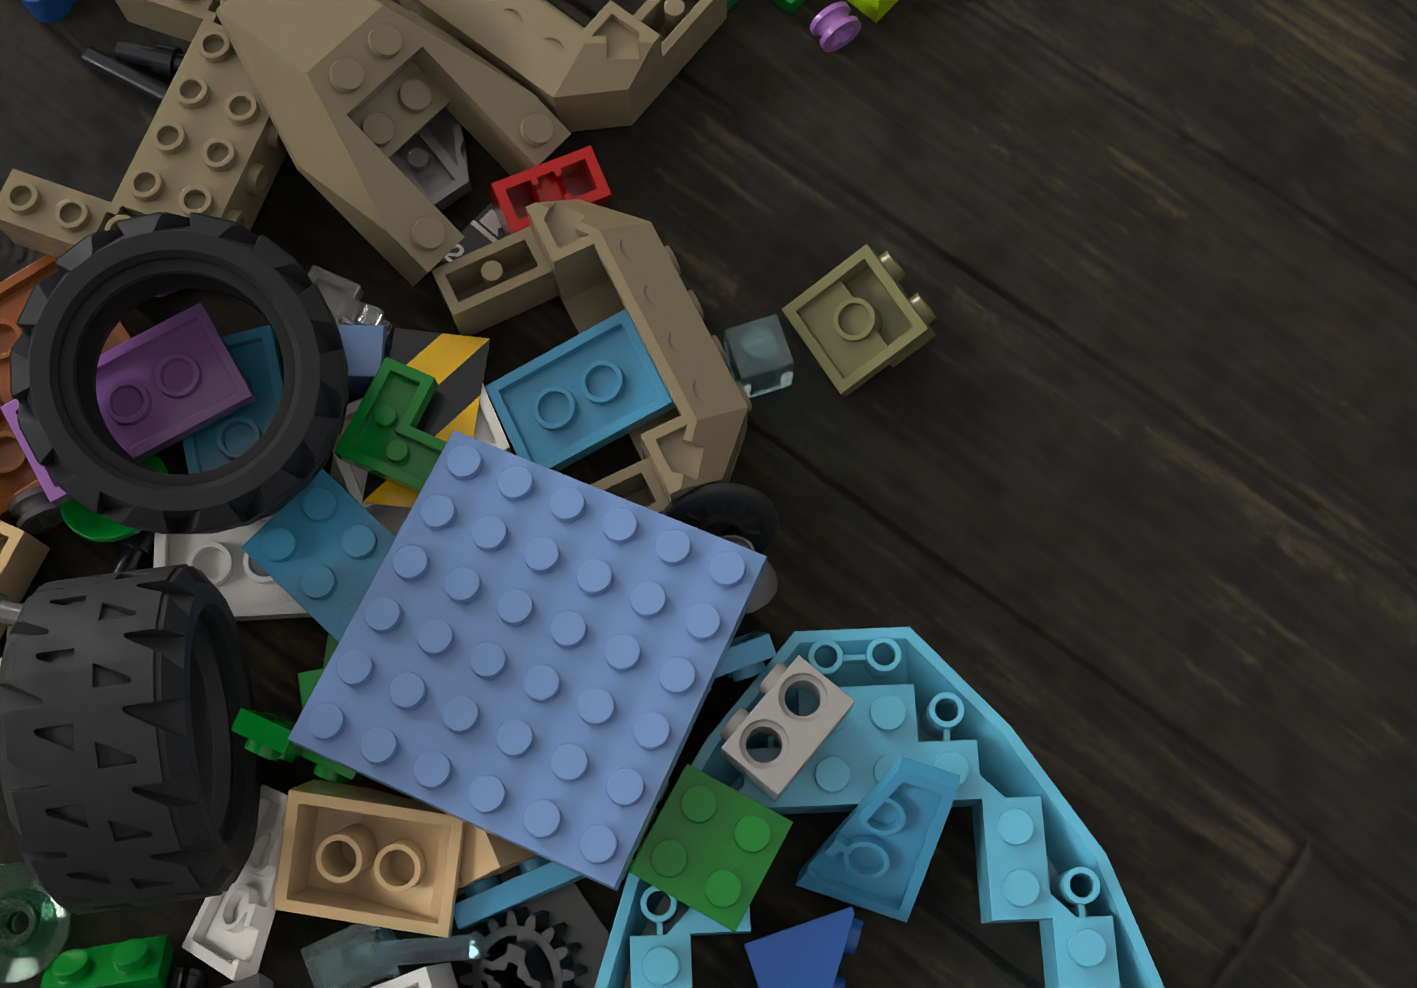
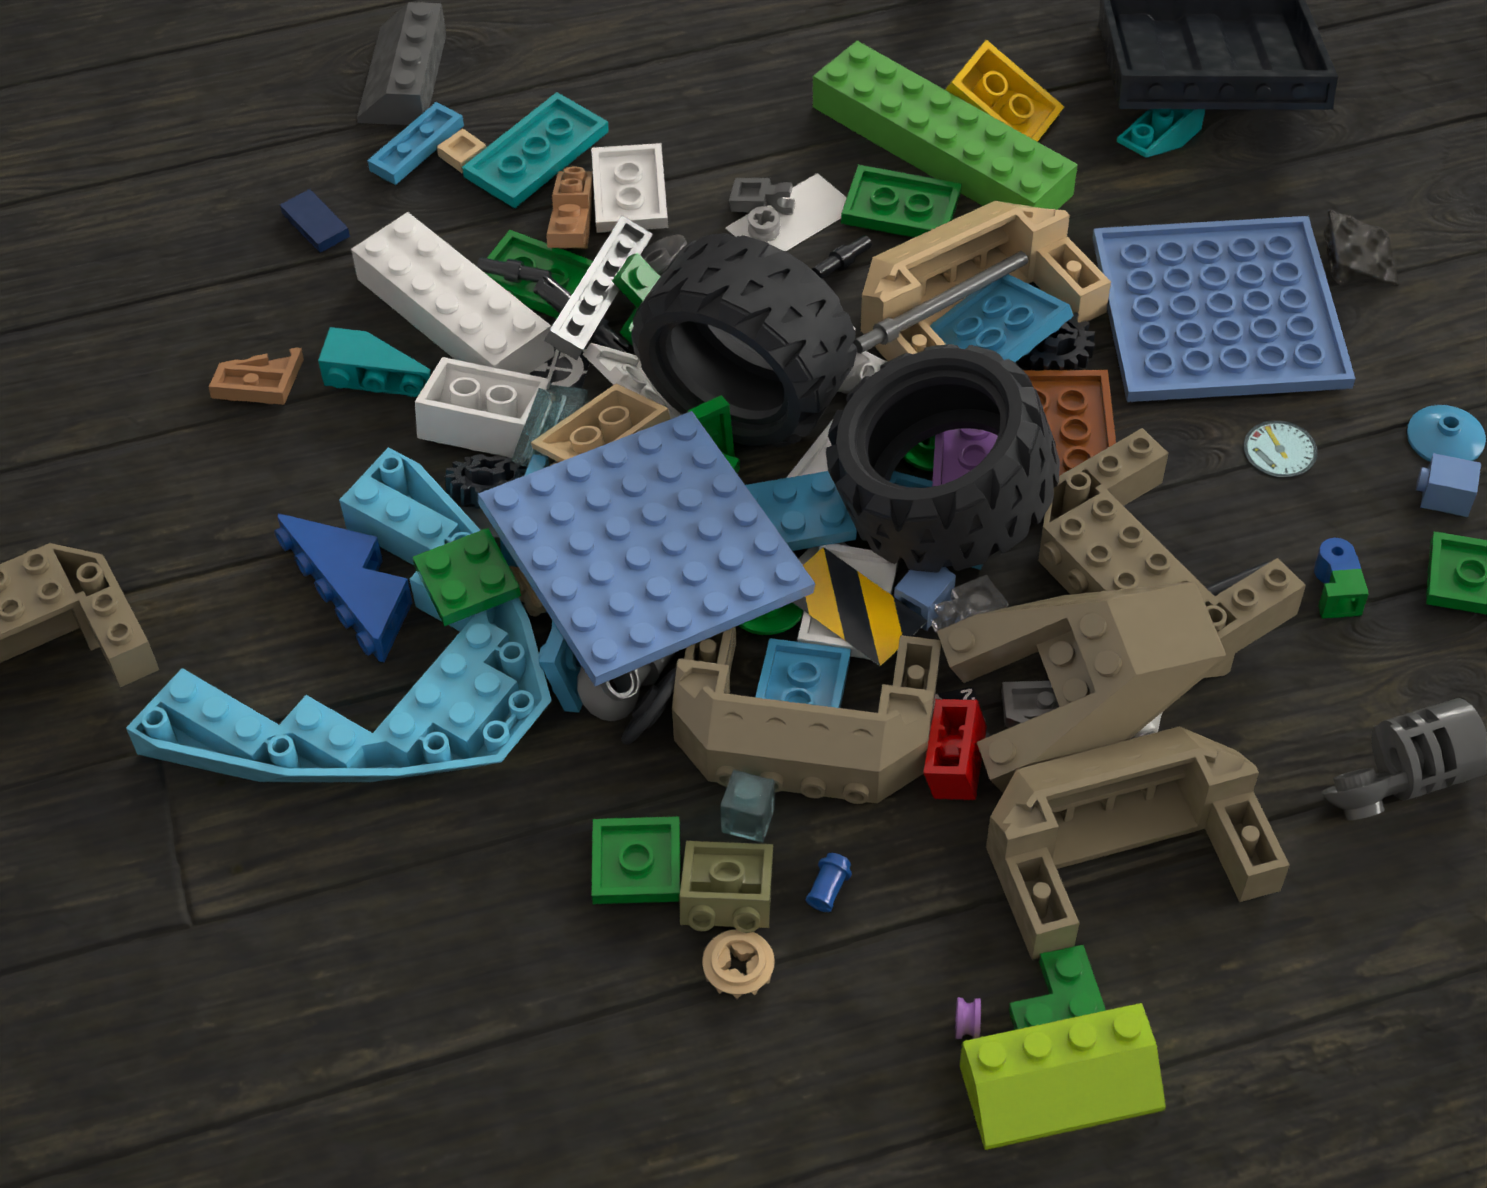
camera: 125 degrees right, 20 degrees down
(384, 429) = (857, 570): green plate -> none
(781, 234) = (832, 874): none -> blue pin
(797, 735) = (492, 642): light grey brick -> none
(886, 841) = (395, 676): dark azure wing -> none
(896, 430) = (636, 860): none -> green plate
(954, 258) = (744, 947): none -> tan gear

